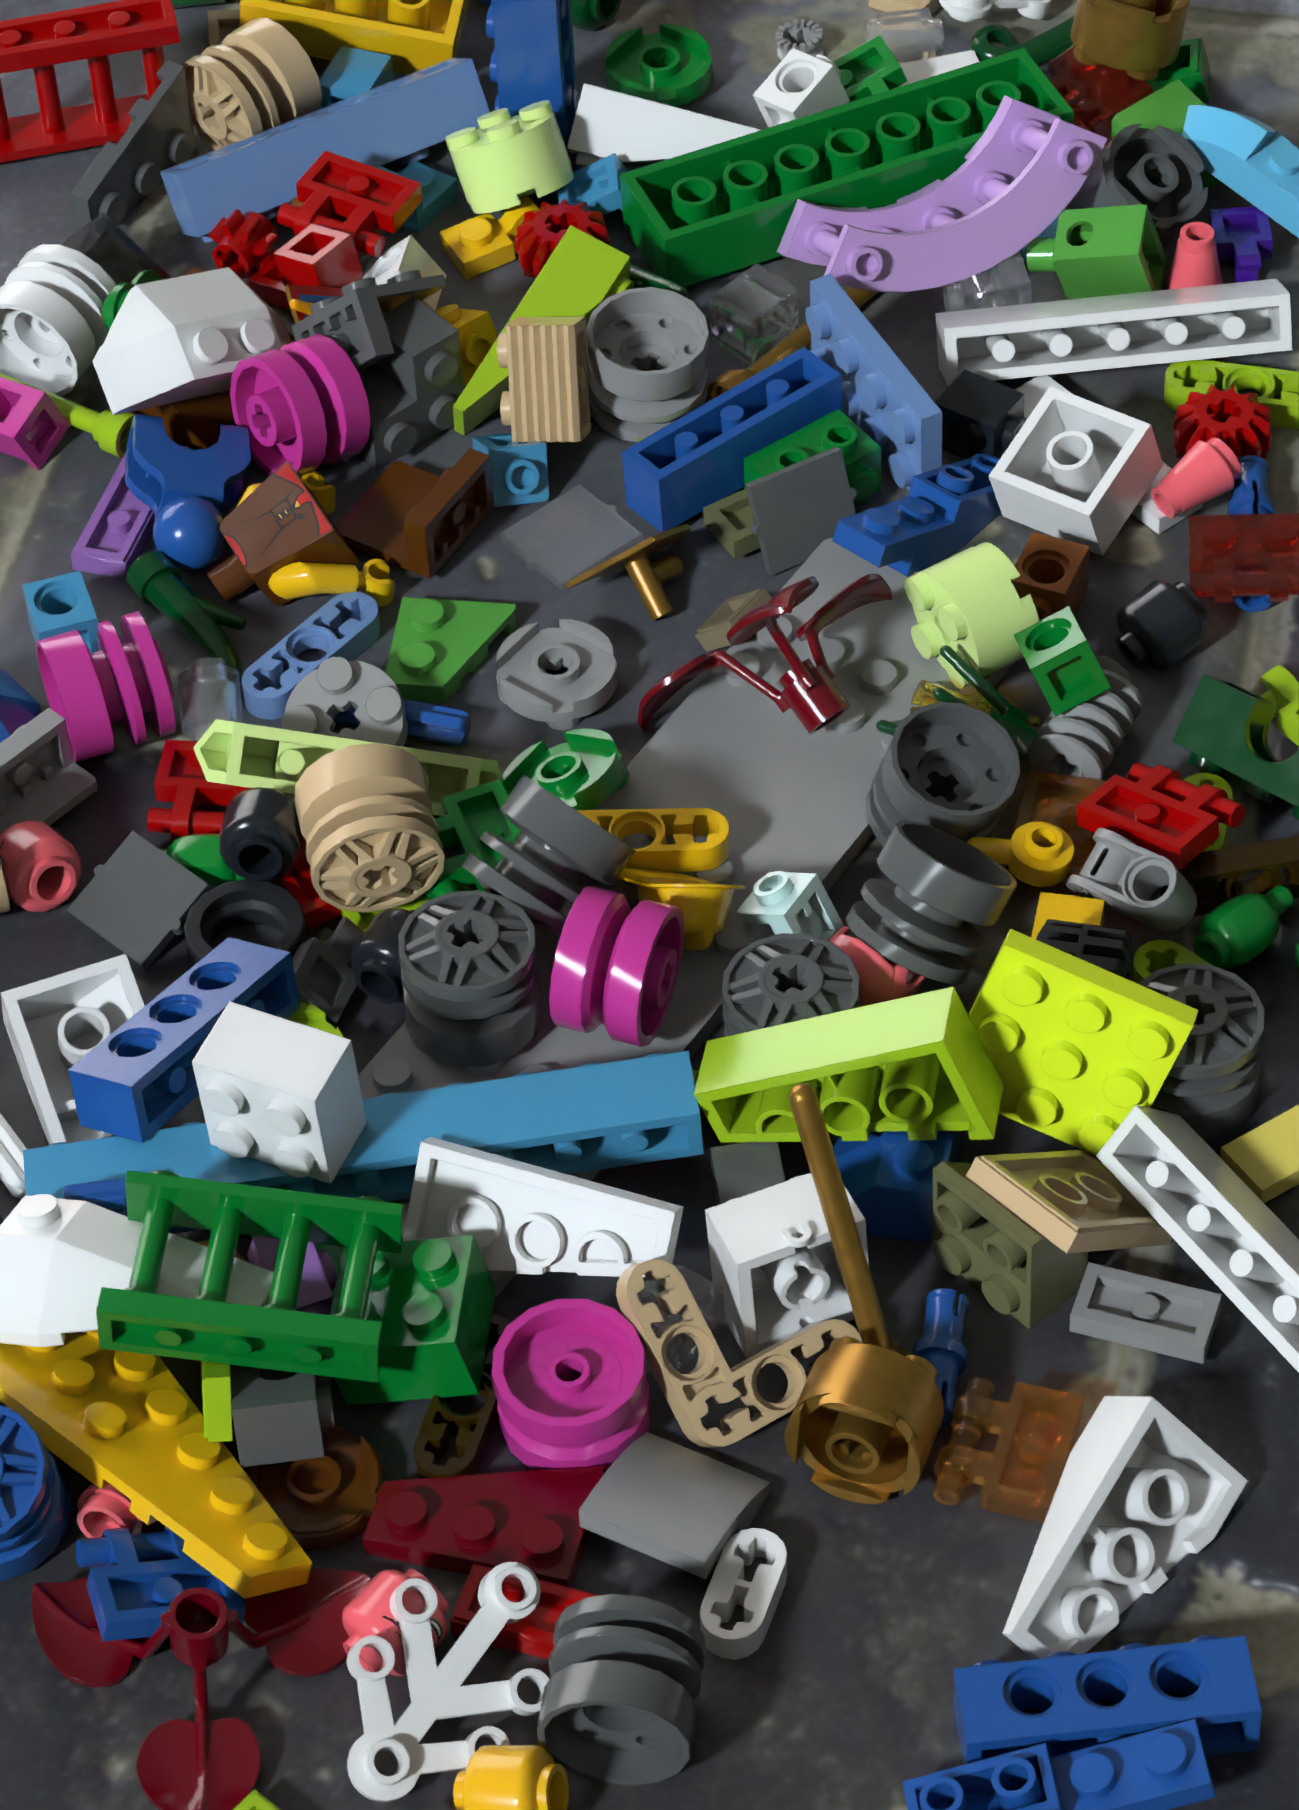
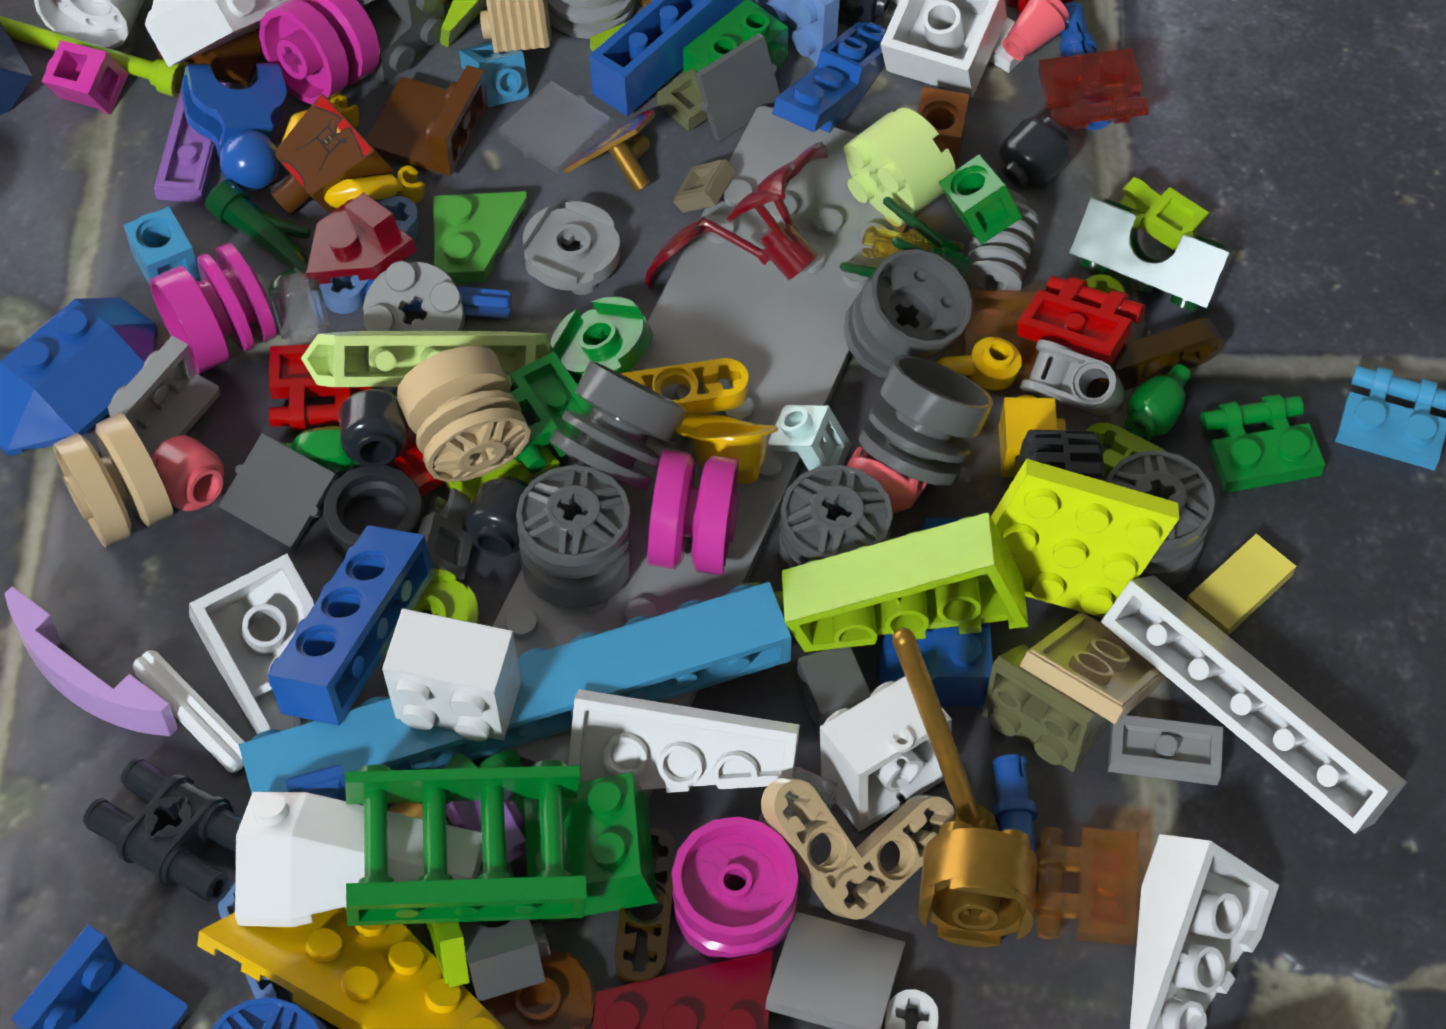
camera: 15 degrees left, 10 degrees up
(294, 633) = (357, 241): none -> dark red plate

